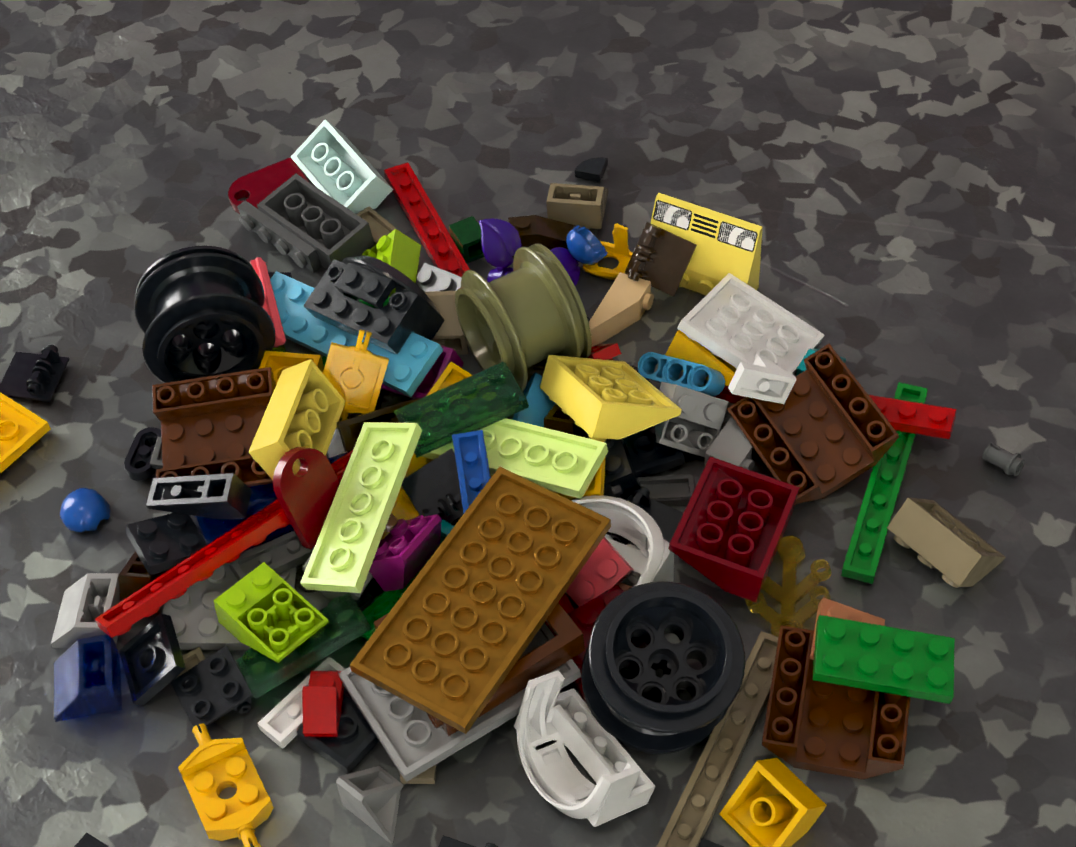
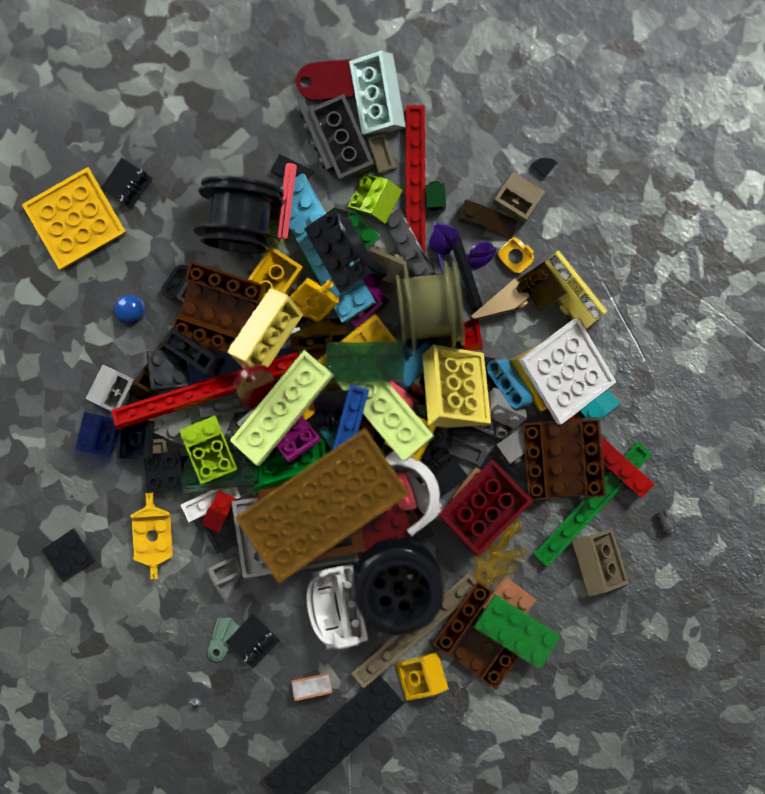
camera: 20 degrees right, 35 degrees up
(585, 246) = (504, 245): blue hair -> none
(762, 381) = (549, 421): white slope -> none

